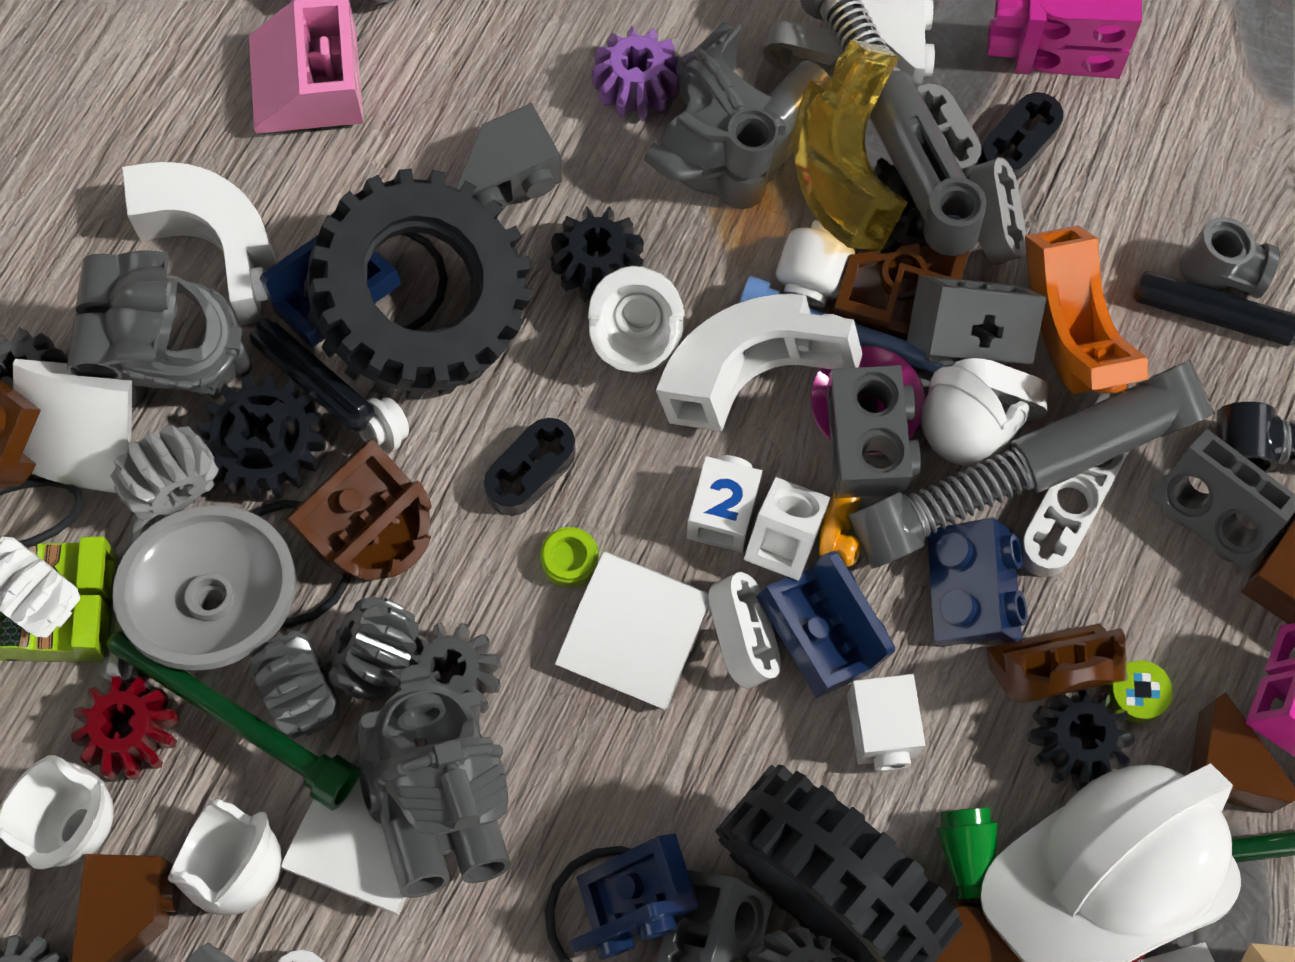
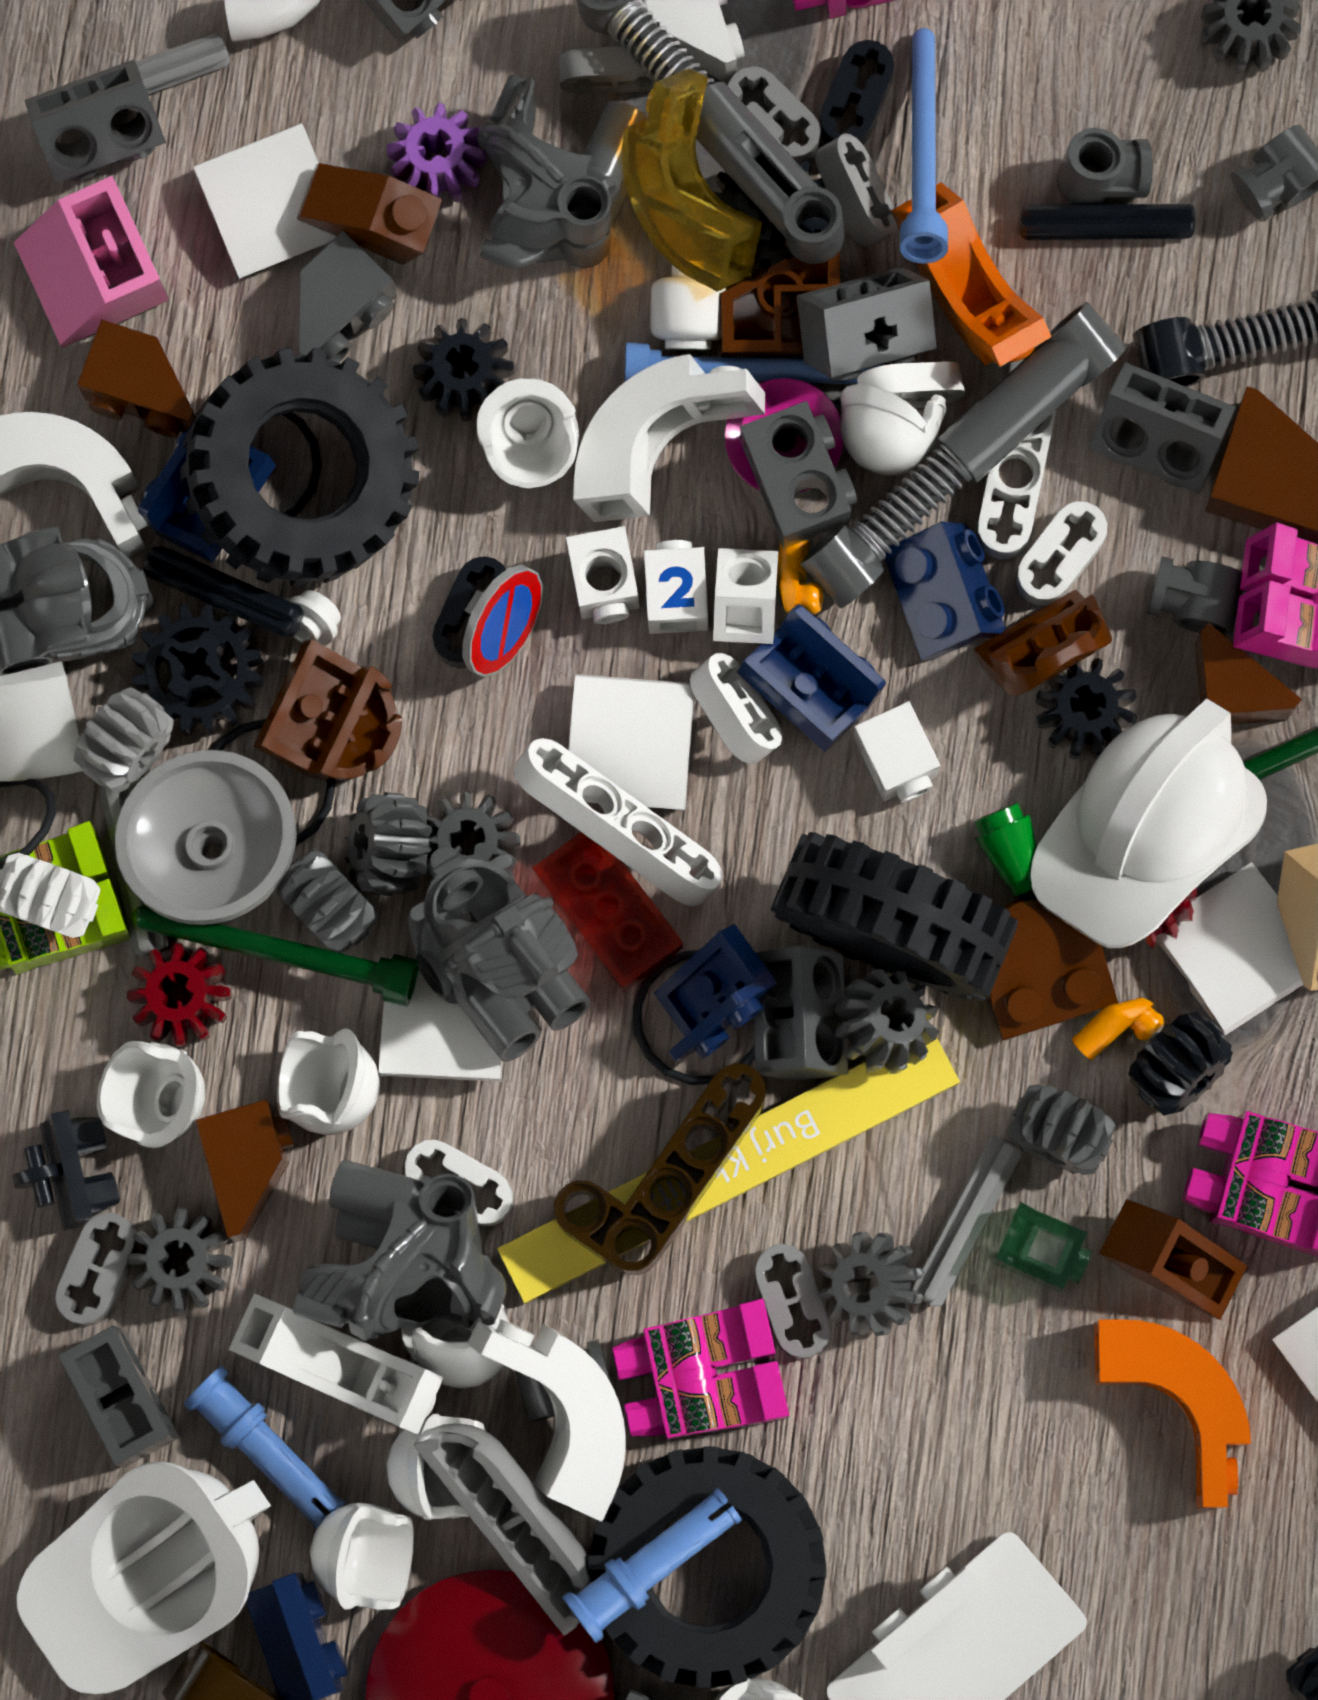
camera: 10 degrees left, 10 degrees up
(302, 169) = (134, 377): none -> reddish brown slope
(478, 67) = (258, 198): none -> white slope
(552, 477) = (501, 620): none -> piece
(561, 779) = (608, 910): none -> clear red piece
(566, 95) = (371, 210): none -> reddish brown slope
(569, 557) = (542, 691): lime tile -> none
(592, 702) = (549, 767): none -> white beam
(661, 446) = (599, 550): none -> white brick
(1056, 250) = (924, 231): none -> medium blue piece
(1088, 576) = (1072, 561): none -> white beam
(1144, 693) = (1134, 644): lime tile -> none
(1217, 663) = (1197, 594): none -> dark grey piece

